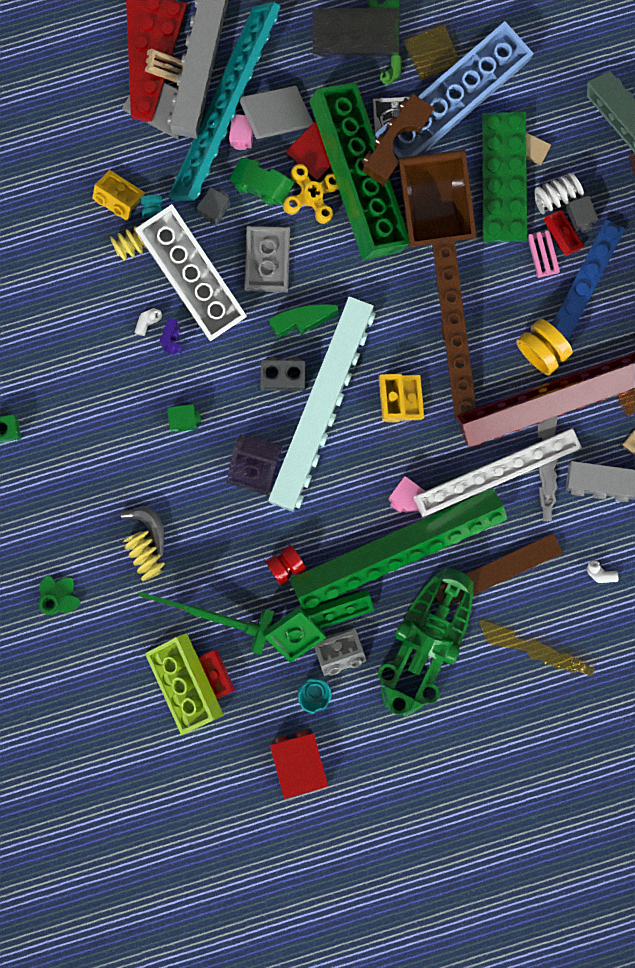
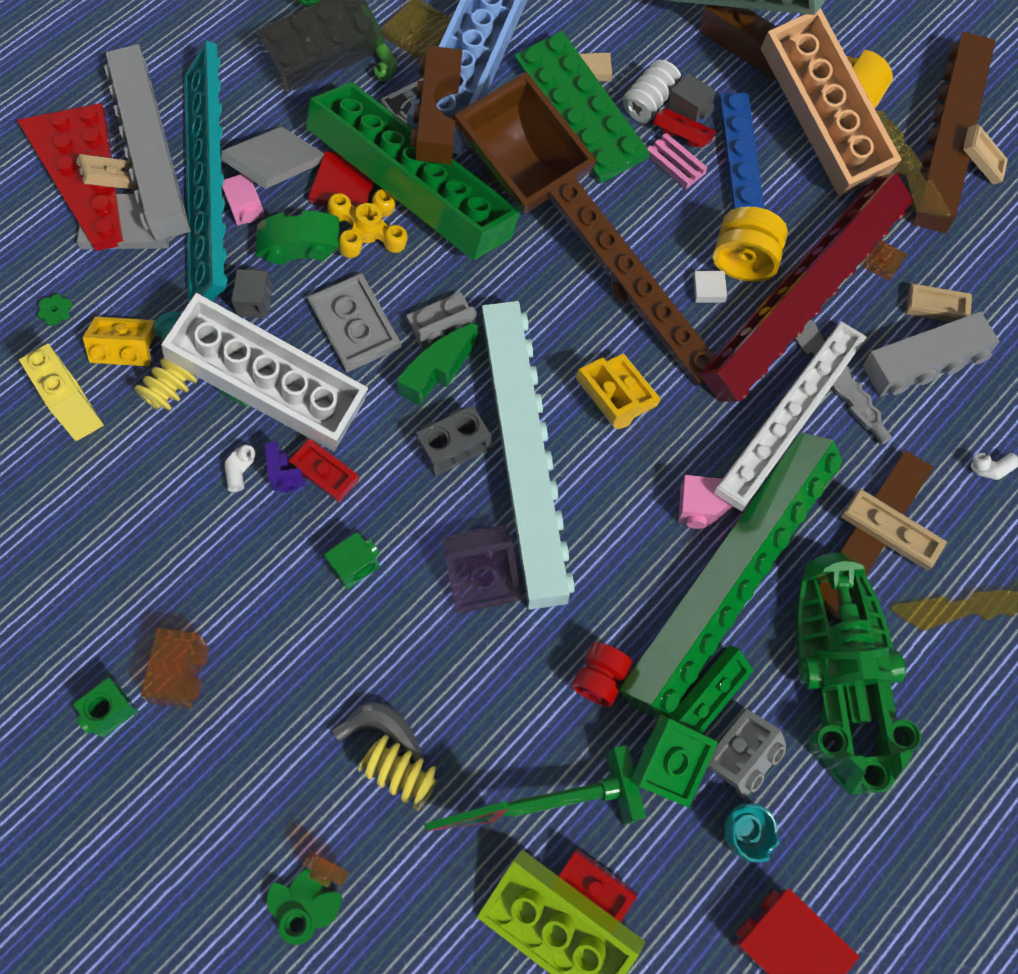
camera: 35 degrees left, 15 degrees down
(52, 427) = (175, 668): none -> clear orange brick
(66, 224) = (61, 392): none -> light yellow window
(77, 584) = (324, 871): none -> clear orange plate
(84, 145) = (54, 309): none -> green plant
(196, 351) = (324, 470): none -> red plate
(321, 288) = (440, 319): none -> light grey bracket
(506, 357) = (709, 286): none -> white tile
(509, 577) = (894, 529): none -> tan tile

